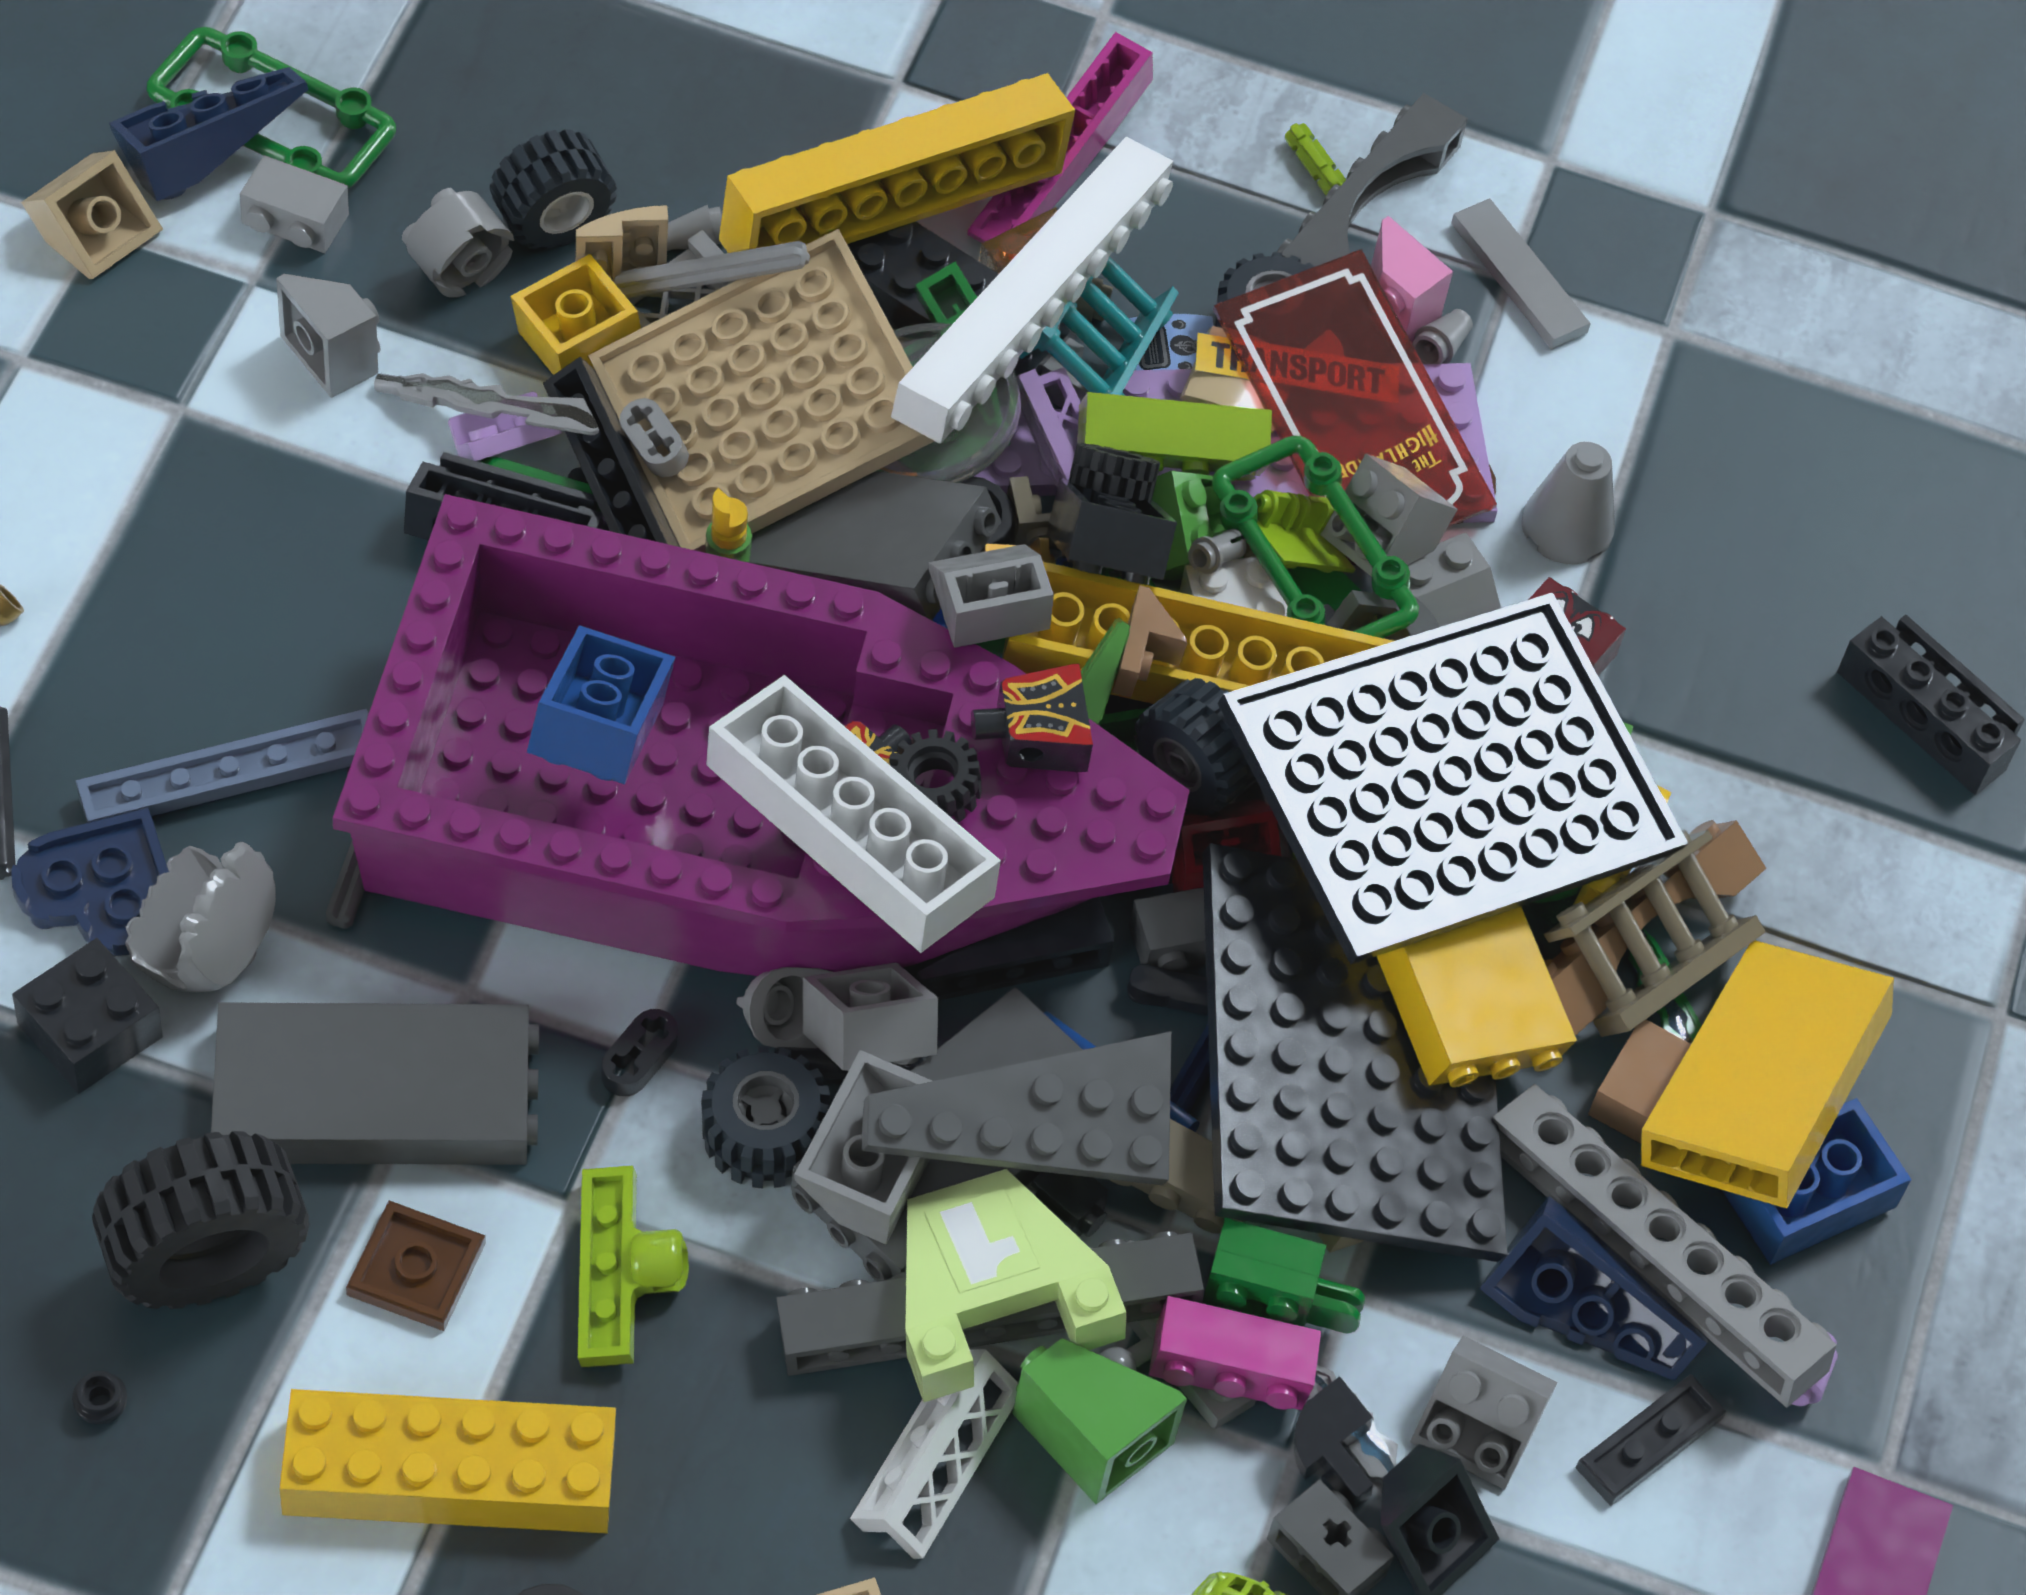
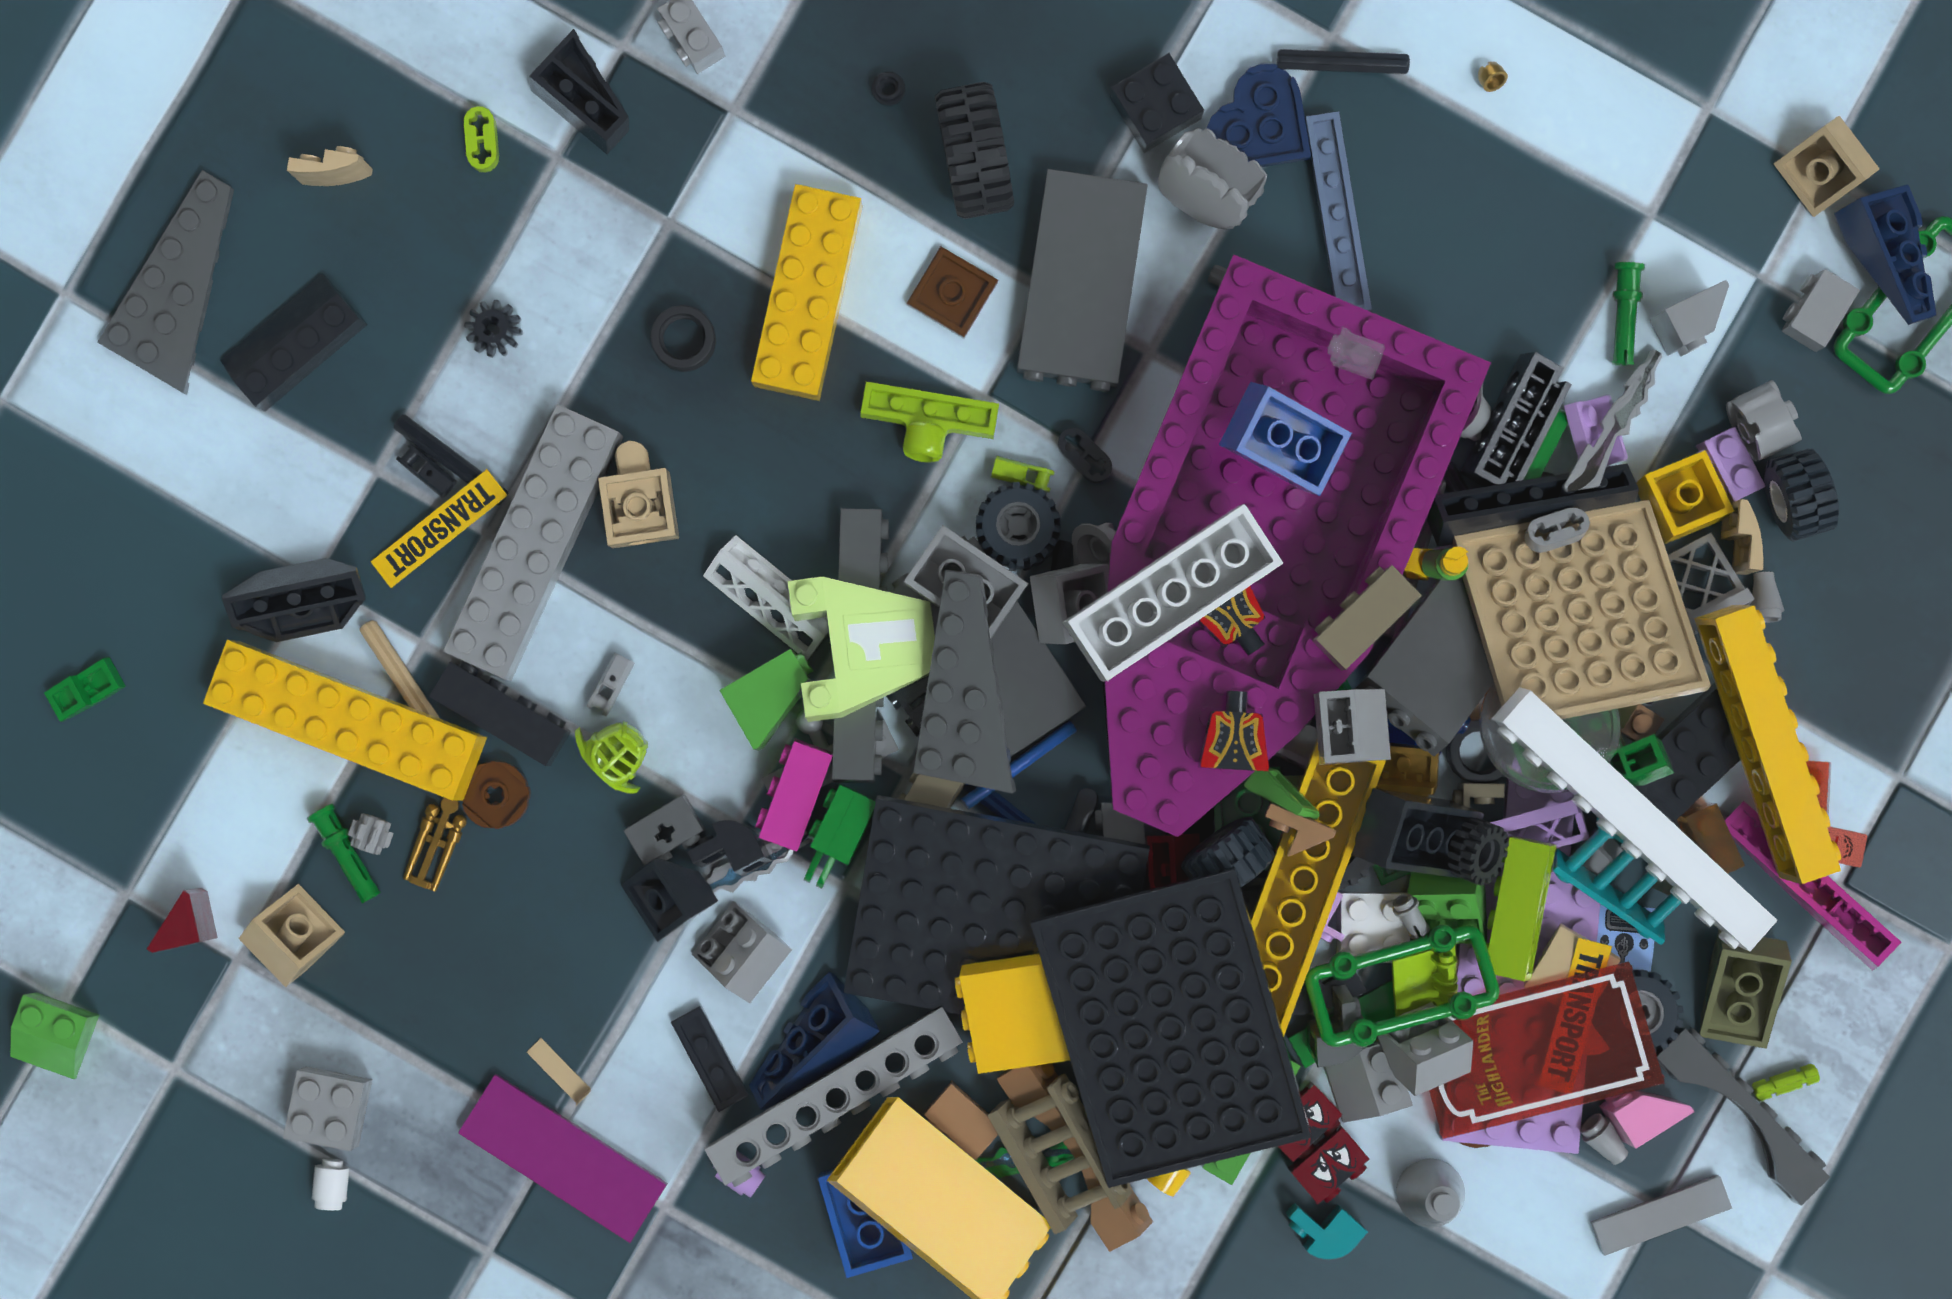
camera: 110 degrees right, 30 degrees up
(307, 416) = (1627, 296): none -> green pin
(460, 642) = (1355, 353): none -> clear bracket
(493, 290) = (1732, 464): none -> lavender bracket
(682, 1134) = (1015, 471): none -> lime bar
(713, 269) = (1698, 594): light grey axle -> none
(837, 584) = (1365, 616): none -> dark tan brick
(942, 755) = (1199, 678): black tyre -> none
(1214, 209) = (1744, 991): none -> olive slope
(1661, 619) = (1332, 1238): none -> teal brick

